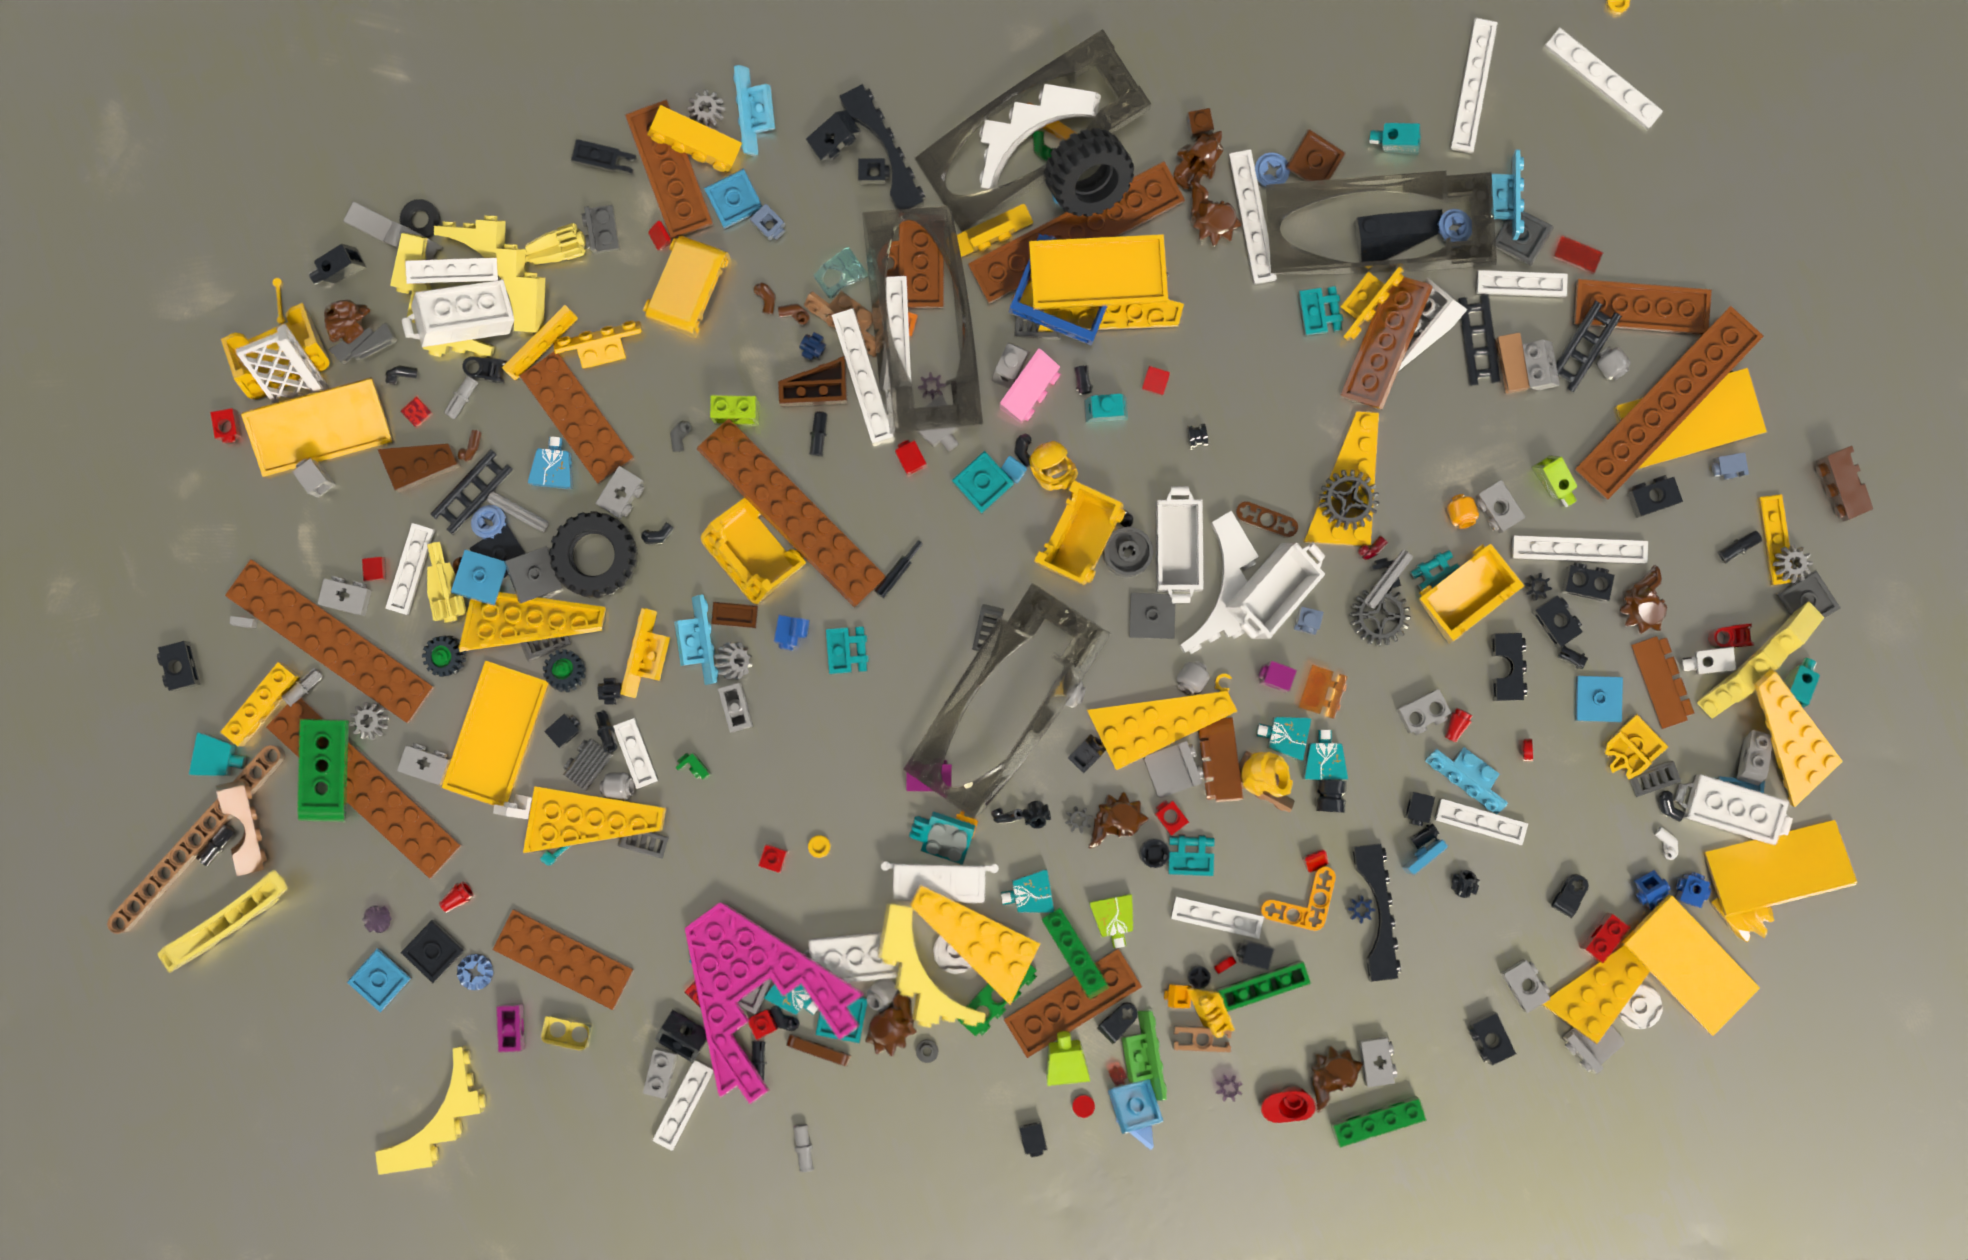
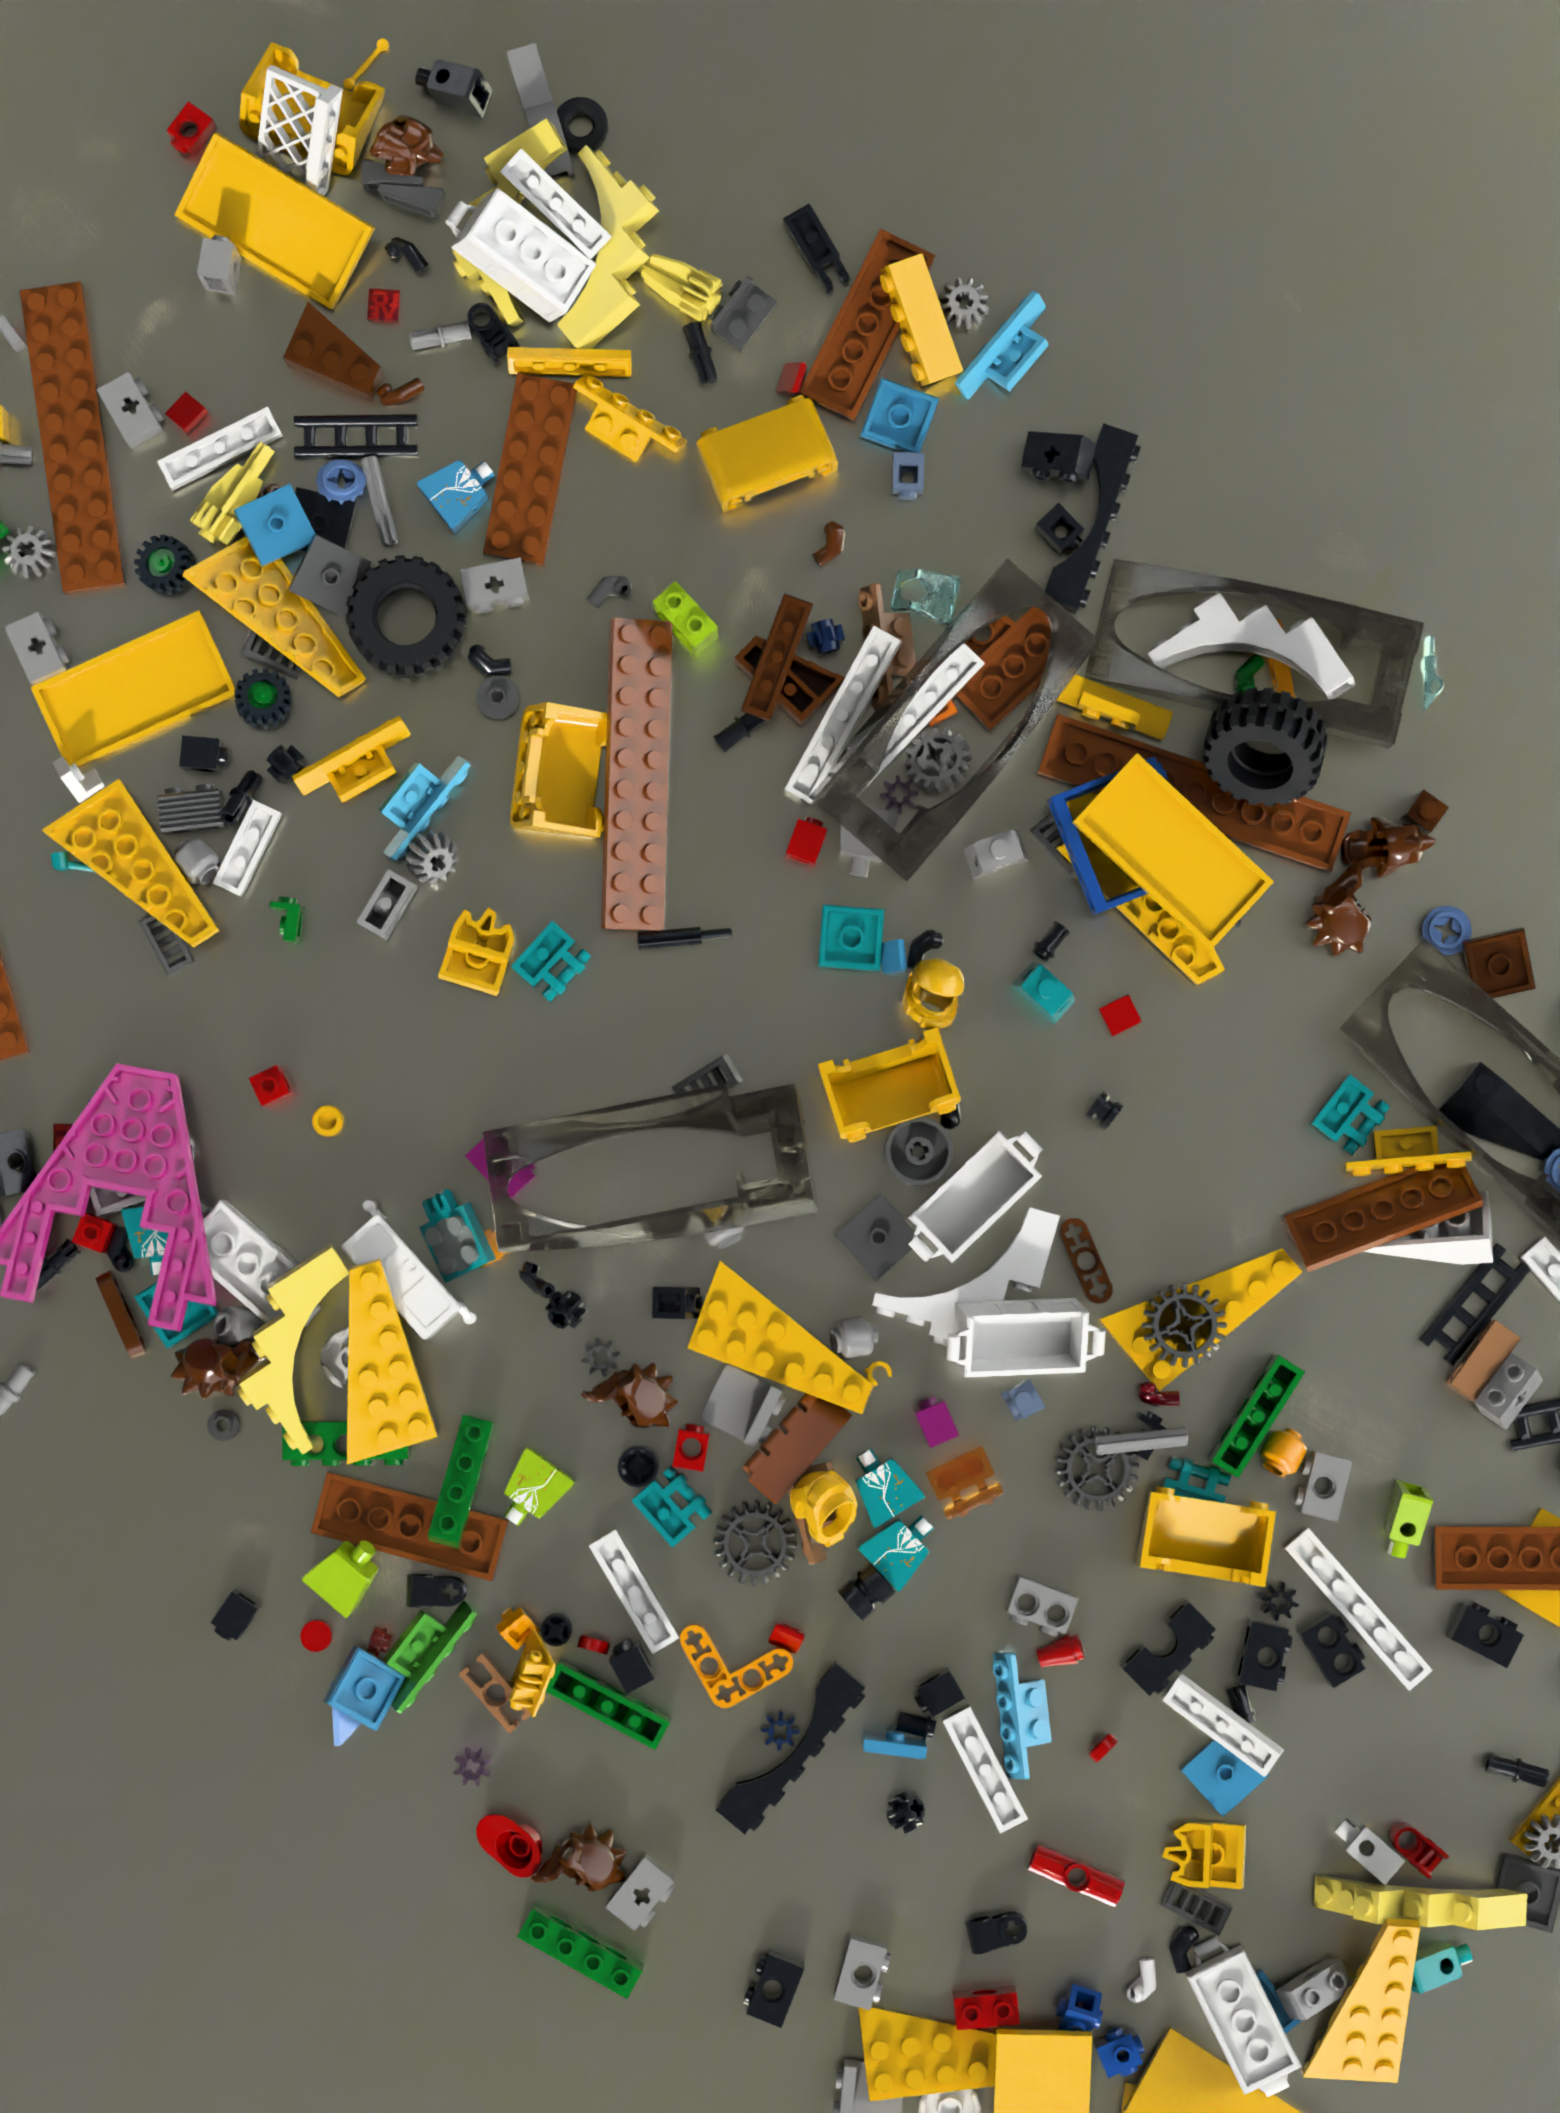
camera: 45 degrees right, 0 degrees up
(600, 270) = (700, 352): none -> black axle
(680, 547) = (497, 697): none -> dark grey piece
(734, 615) = (480, 815): reddish brown tile -> none
(789, 632) = (513, 887): blue hinge -> none
(795, 311) = (844, 587): reddish brown arm -> none
(800, 381) = (777, 657): none -> reddish brown tile
(806, 684) = (478, 953): none -> yellow plate
(932, 337) = (952, 754): none -> light grey gear
(1030, 387) = (992, 894): bright pink slope -> none
(1030, 893) = (480, 1379): teal torso -> none
(1126, 48) = (1430, 666): none -> clear light blue hand
(1249, 818) = (738, 1564): none -> dark grey gear
(1252, 215) = (1381, 953): white plate -> none
(1430, 507) = (1256, 1415): none -> green brick
(1574, 676) = (1223, 1725): none -> white plate
(1593, 820) = (1094, 1884): none -> red piece
(1643, 604) = (1363, 1727): reddish brown head -> none
(1662, 689) = (1302, 1813): dark orange windscreen -> none

